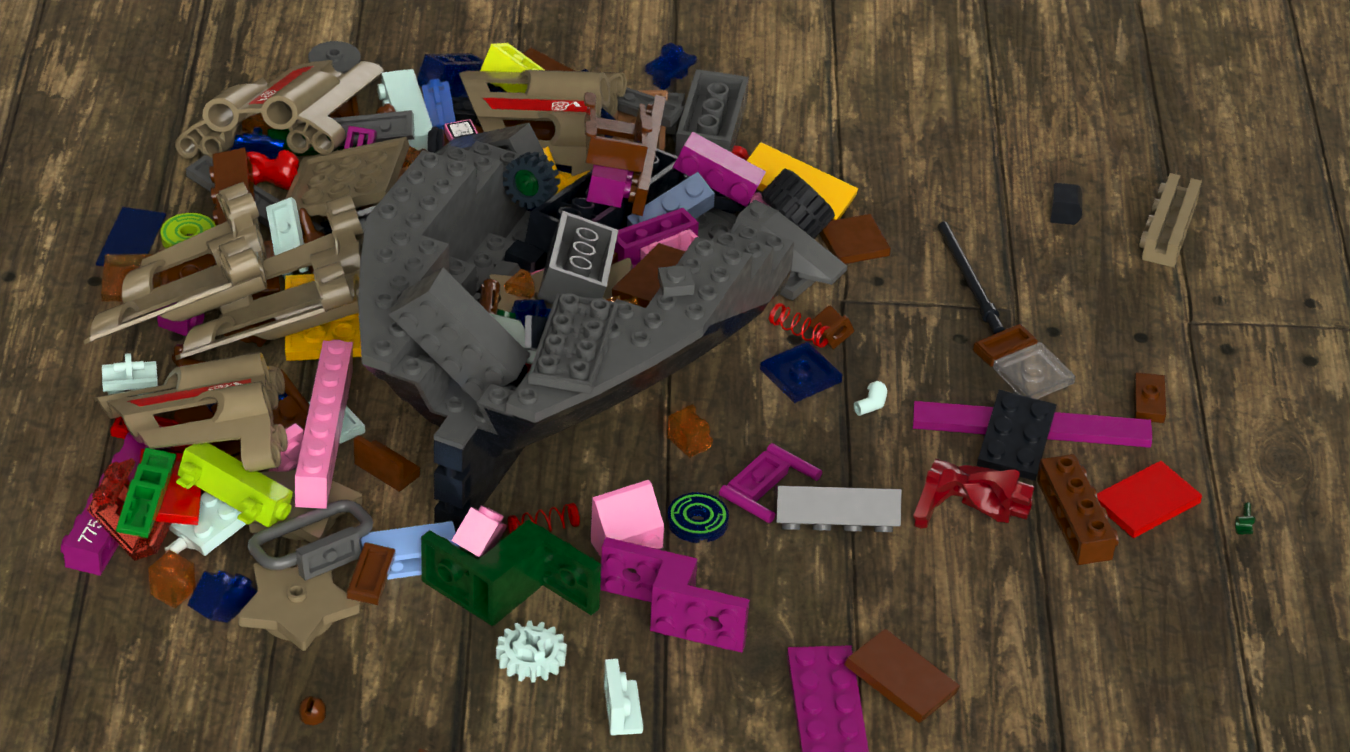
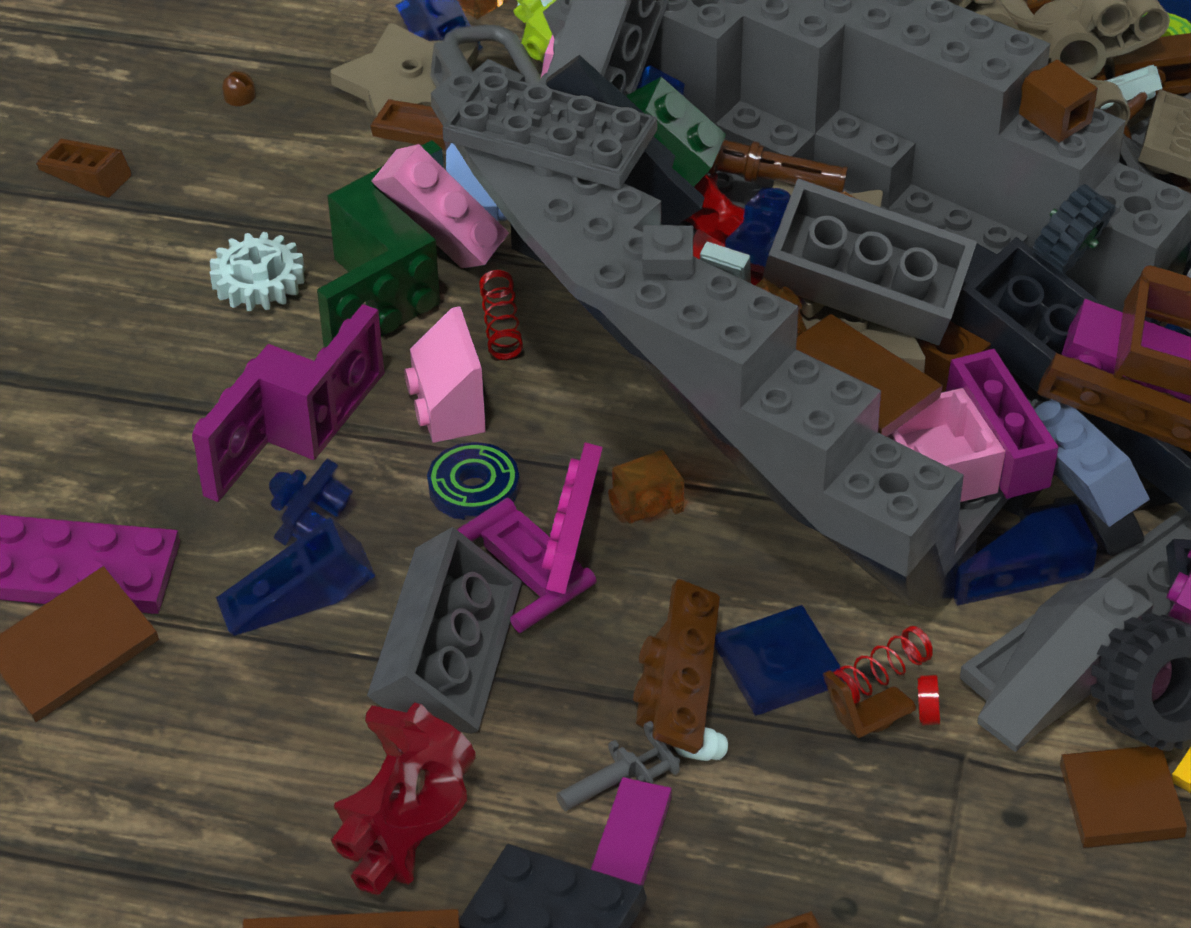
camera: 105 degrees right, 5 degrees up
(466, 148) = (1057, 100): none -> reddish brown brick
(621, 701) = (135, 335): light aqua bracket -> none
(735, 449) = (570, 517): none -> dark pink plate
(748, 584) = (301, 499): none -> clear blue hips
(816, 577) = (298, 580): none -> clear blue slope
(817, 303) = (928, 700): none -> red tile
(837, 402) = (679, 668): none -> reddish brown bracket
(901, 423) = (626, 766): none -> dark grey piece

